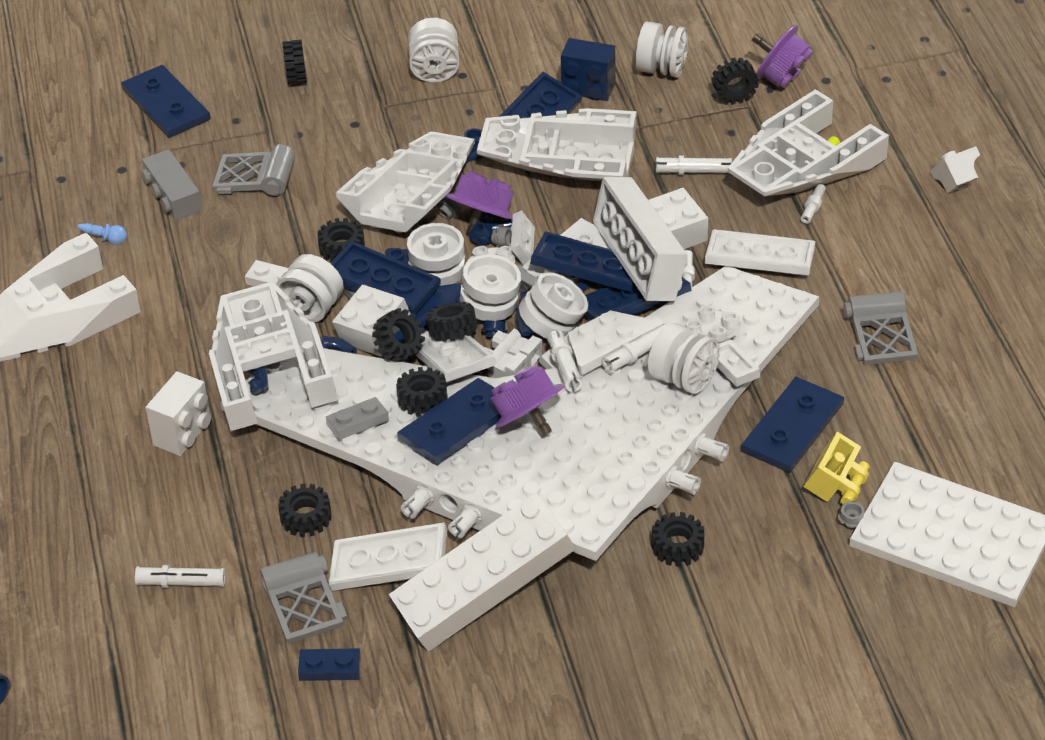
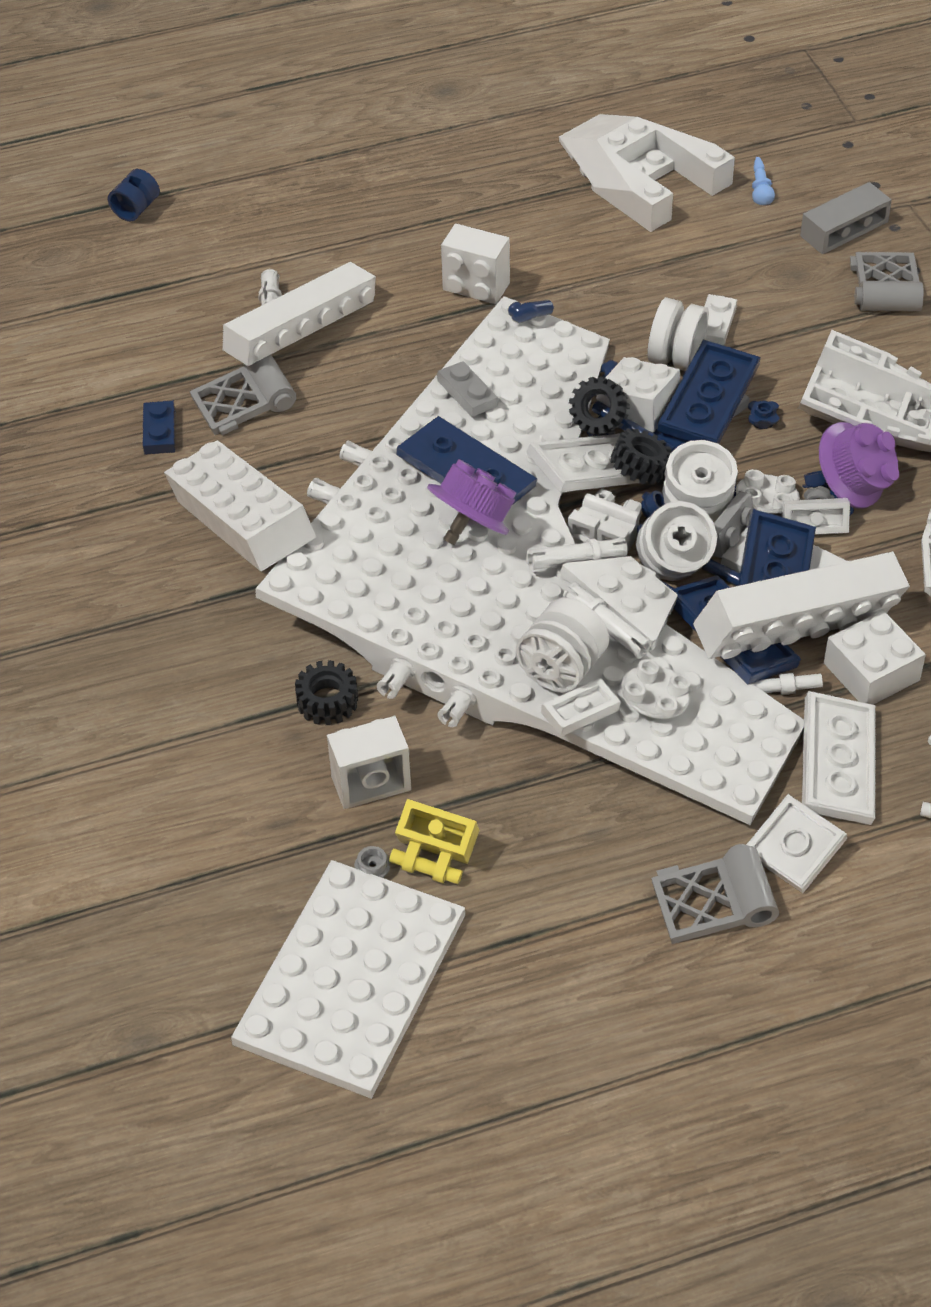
camera: 85 degrees right, 5 degrees up
(218, 540) = (298, 313): none -> white brick
(258, 330) = (567, 295): white wedge -> none
(309, 521) = (360, 370): black tyre -> none
(338, 231) = (783, 351): black tyre -> none
(386, 556) = (289, 445): white plate -> none
(410, 385) = (509, 421): black tyre -> none
(438, 251) = (764, 437): white wheel -> none
(766, 501) = (369, 762): none -> white brick
(792, 424) = (529, 803): dark blue plate -> none
(836, 280) = (796, 843): none -> white plate

